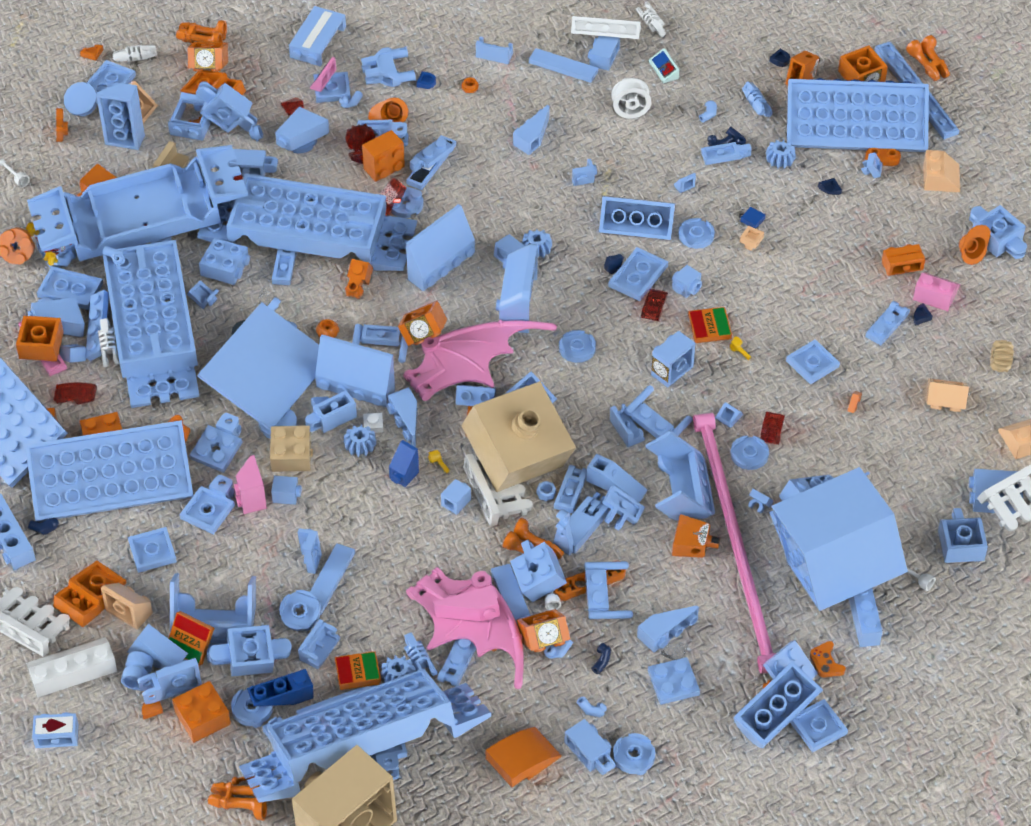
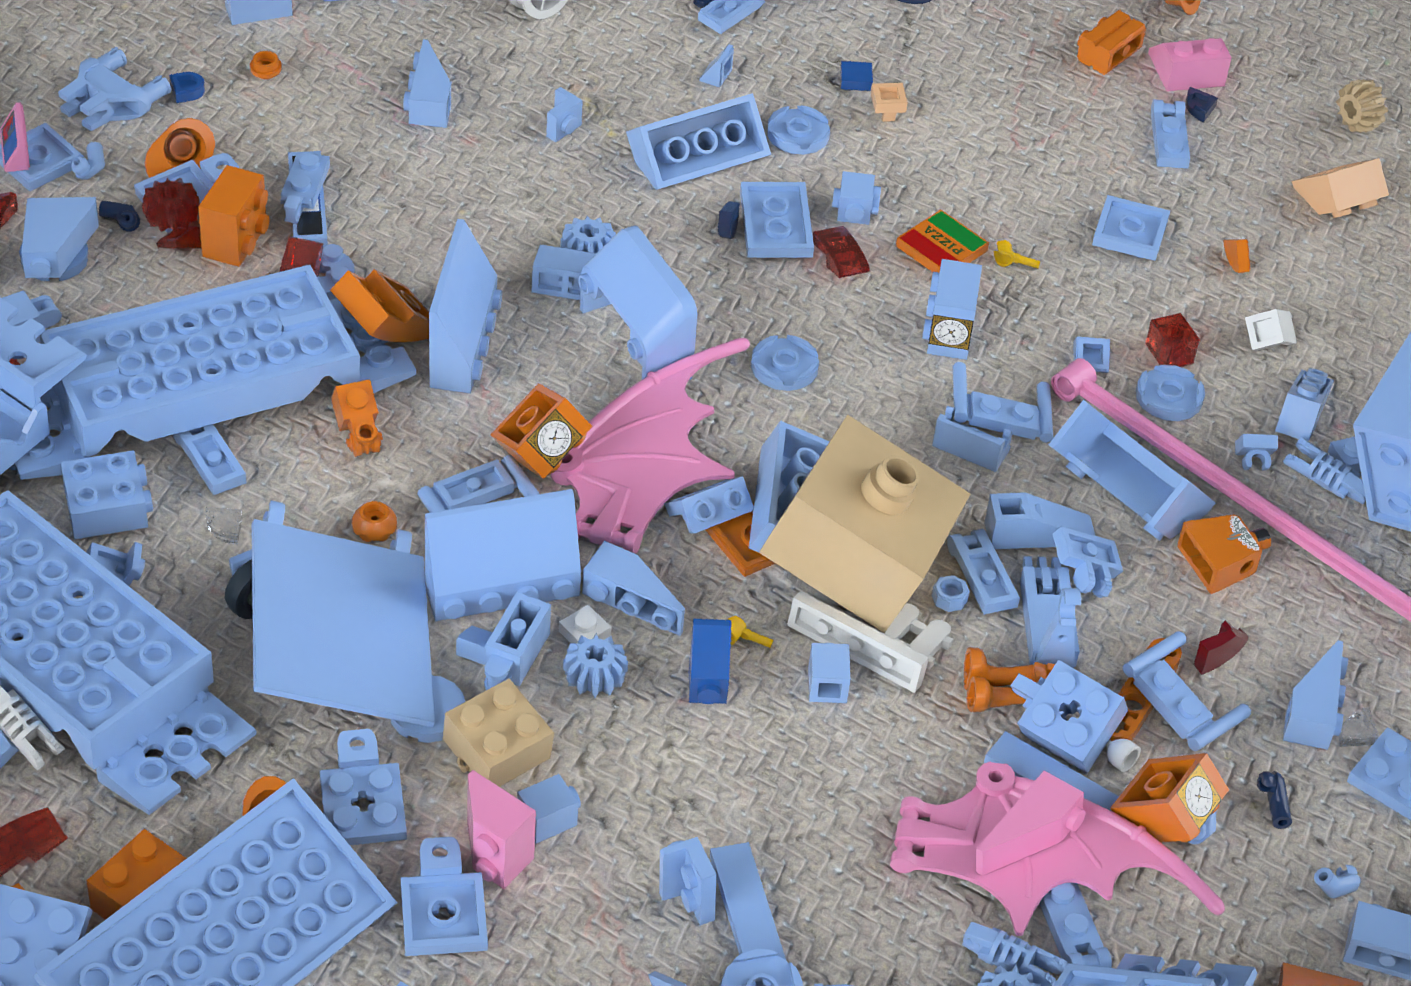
camera: 40 degrees left, 5 degrees down
(342, 129) = (123, 213): none -> dark blue arm
(403, 226) = (383, 307): none -> orange slope
(646, 581) = (1219, 648): none -> dark red slope
(830, 447) = (1270, 329): none -> white panel

